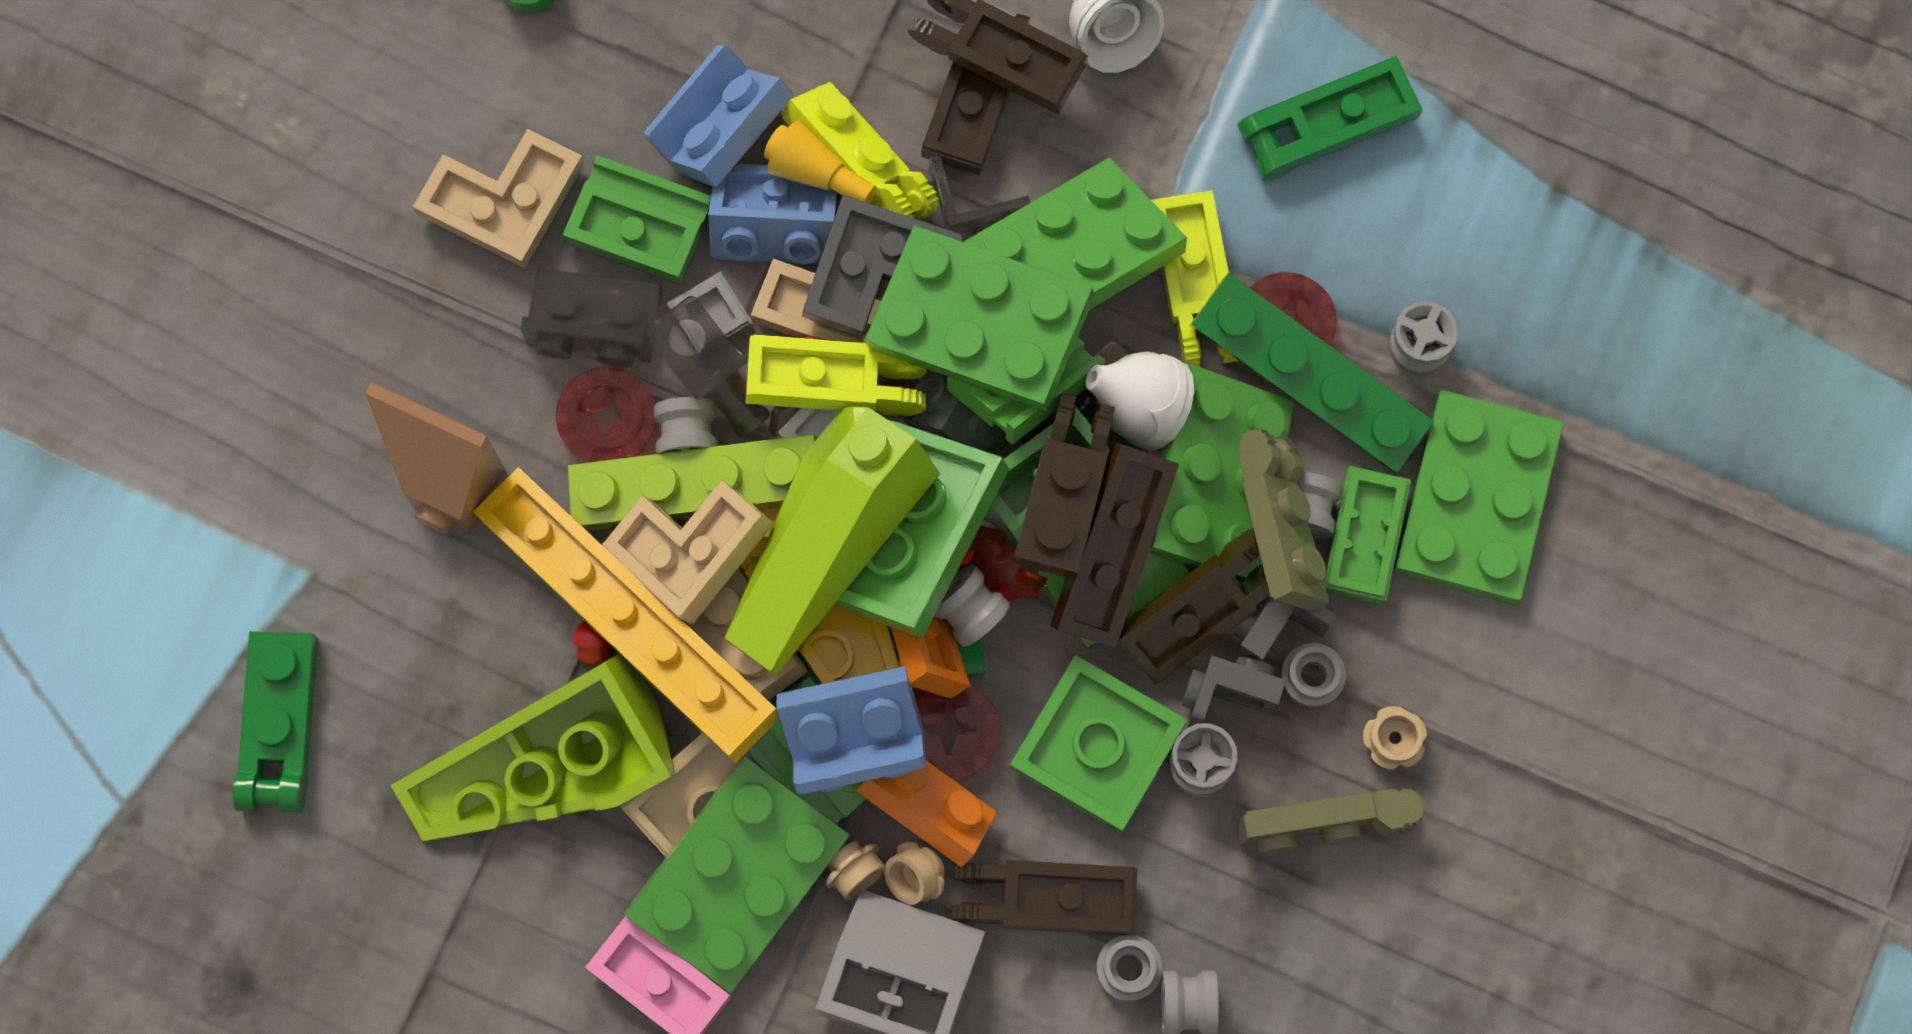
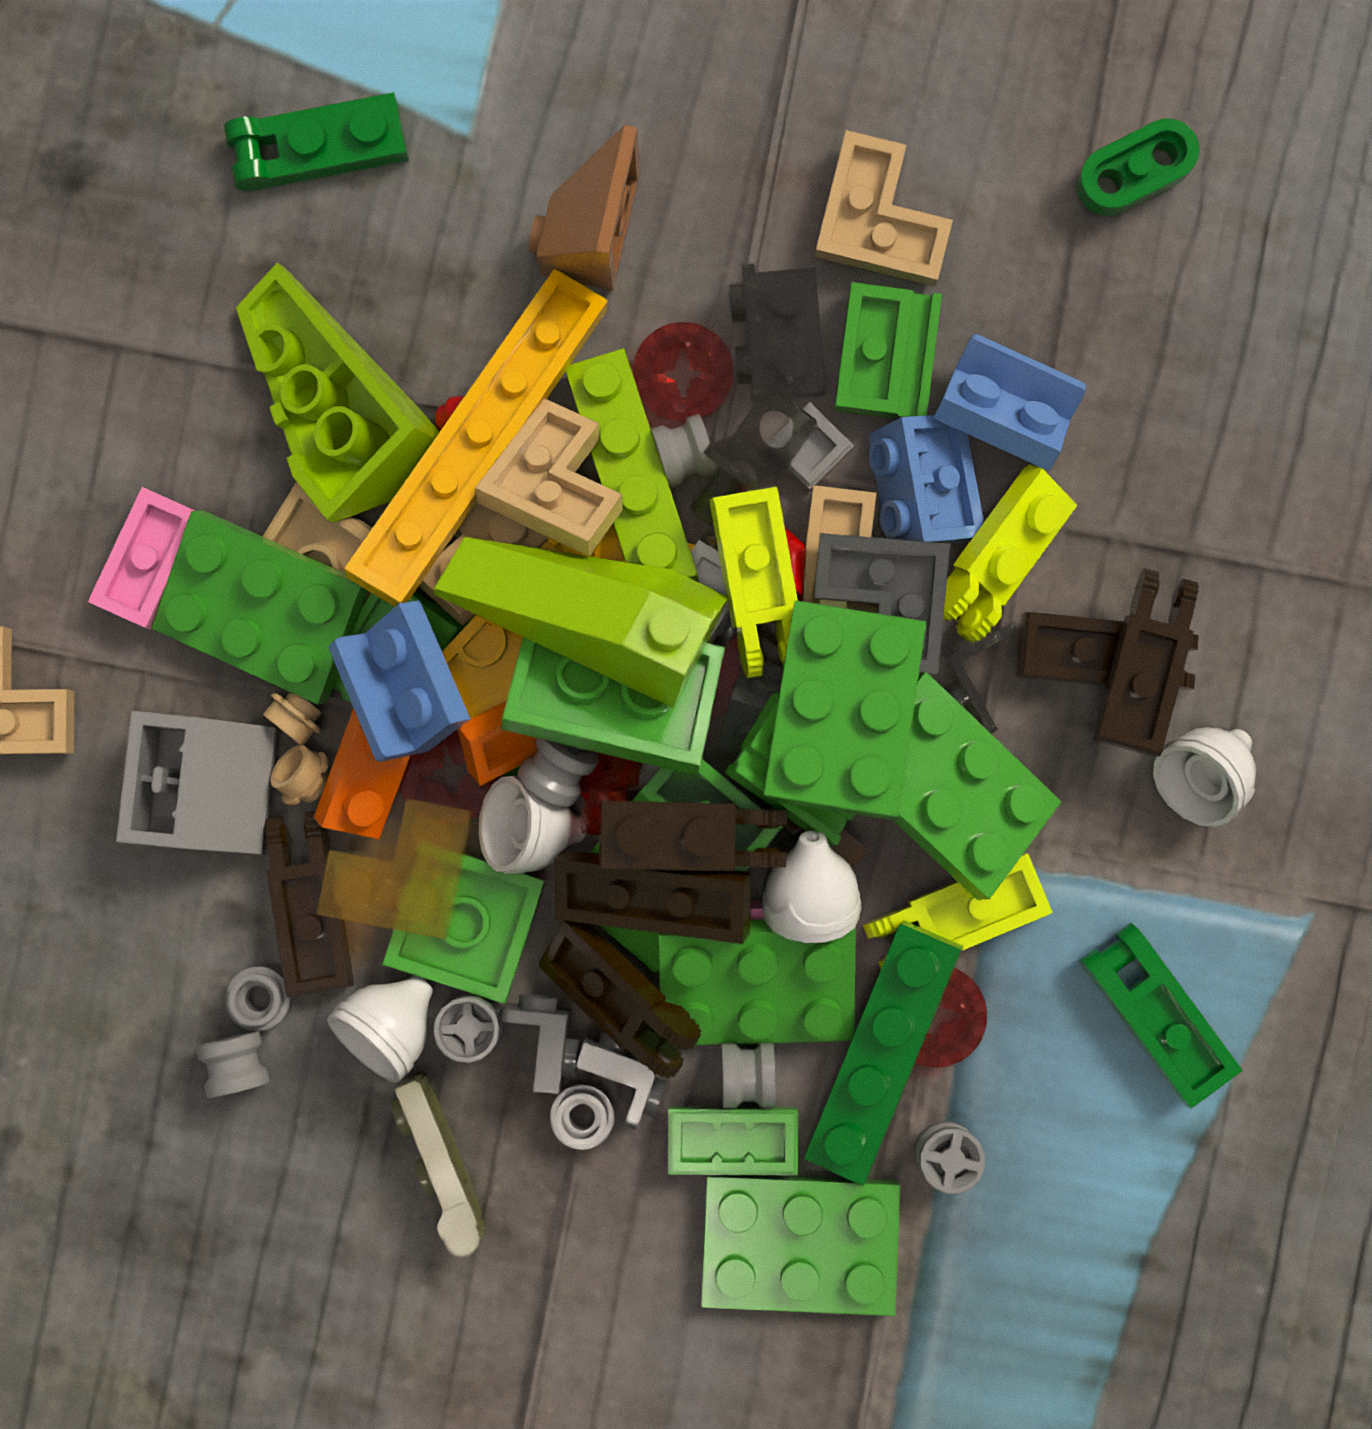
camera: 75 degrees right, 10 degrees up
(803, 158) = (982, 499): yellow cone -> none
(1017, 662) = (522, 830): none -> white helmet
(1056, 781) = (415, 889): none -> clear yellow plate
(1186, 843) = (385, 1025): none -> white helmet
(1281, 519) = (713, 1057): olive hinge -> none
(1399, 721) = (533, 1226): tan plate -> none

